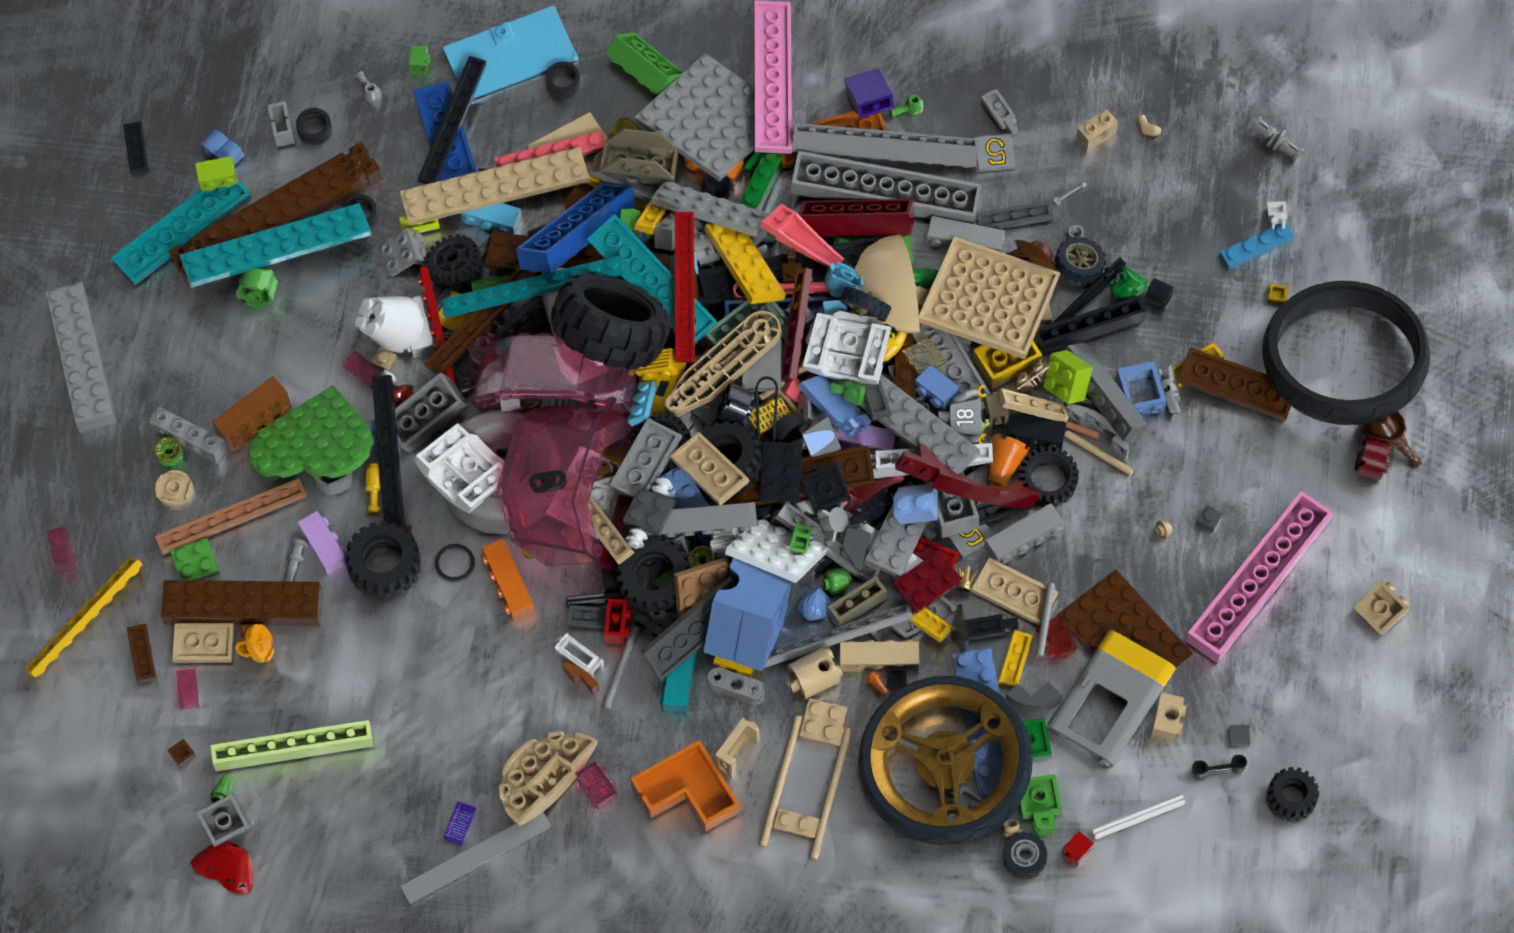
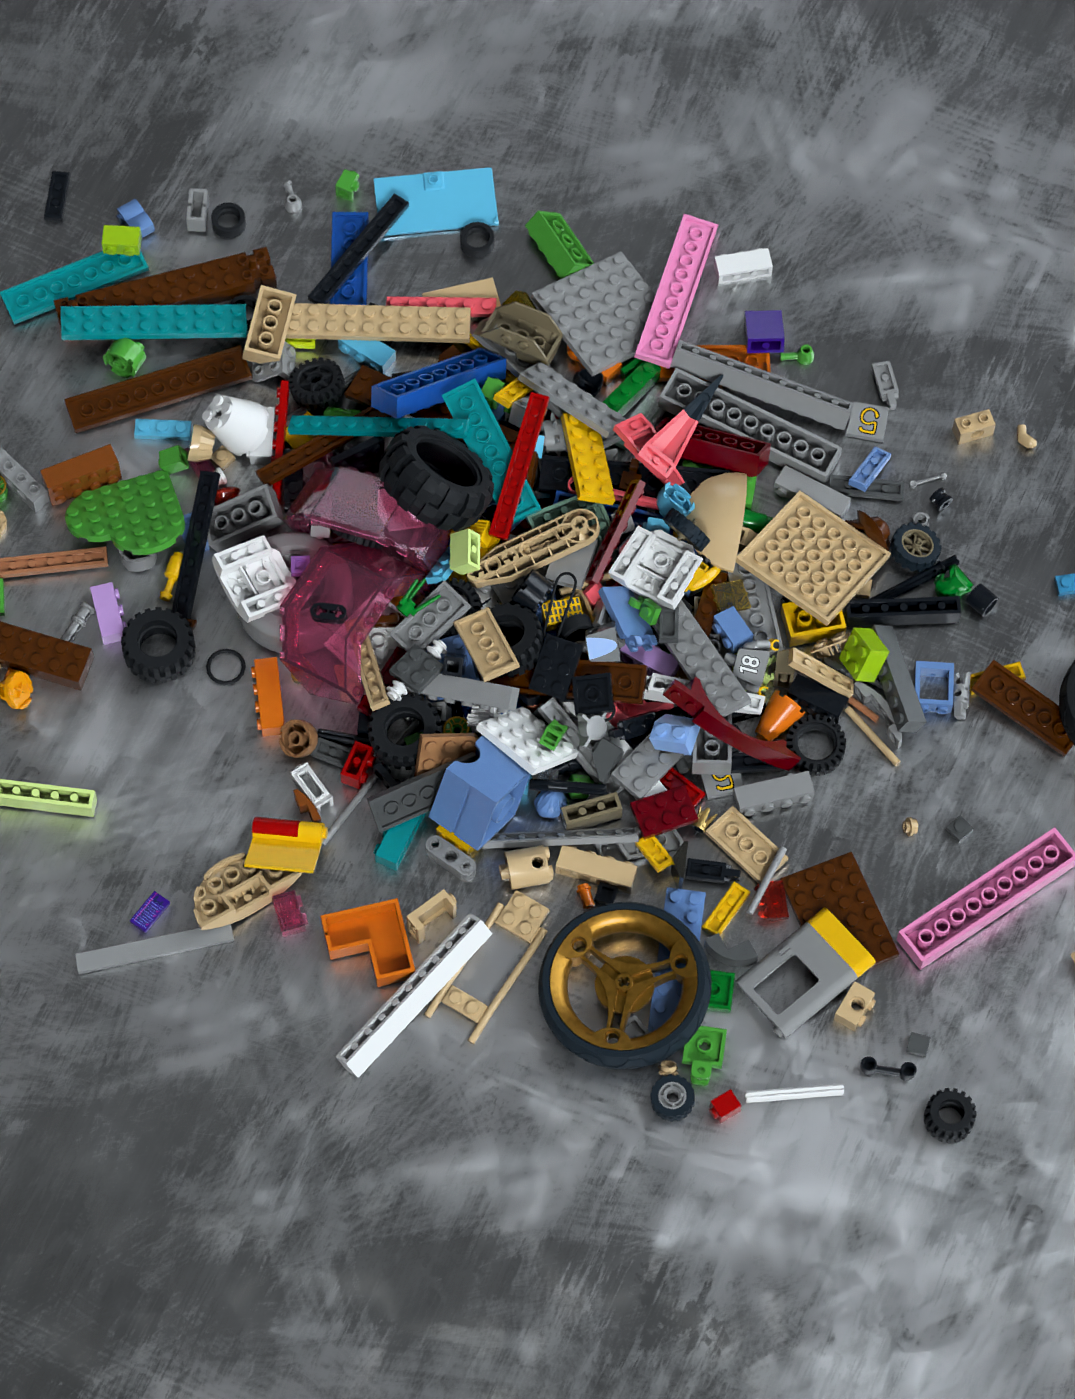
camera: 15 degrees right, 0 degrees up
(298, 310) = (158, 389): none -> reddish brown plate
(316, 348) = (162, 429): none -> medium azure plate
(337, 374) = (173, 459): none -> bright green brick
(360, 351) = (200, 444): none -> tan piece
(390, 217) = (269, 325): none -> tan slope
(501, 442) = (298, 565): none -> medium lavender plate
(550, 612) = (298, 738): none -> medium nougat cylinder
(572, 719) = (285, 844): none -> yellow door
(619, 452) = (406, 605): none -> green plant
(658, 384) = (464, 551): none -> yellowish green brick
(684, 497) = (454, 664): none -> black brick
(745, 829) = (413, 995): none -> white brick
(818, 229) = (667, 446): none -> coral plate
(827, 35) = (743, 265): none -> white brick
(827, 584) = (567, 786): none -> black axle
(1012, 197) = (869, 469): none -> medium blue tile
(1088, 207) = (941, 499): none -> black wheel

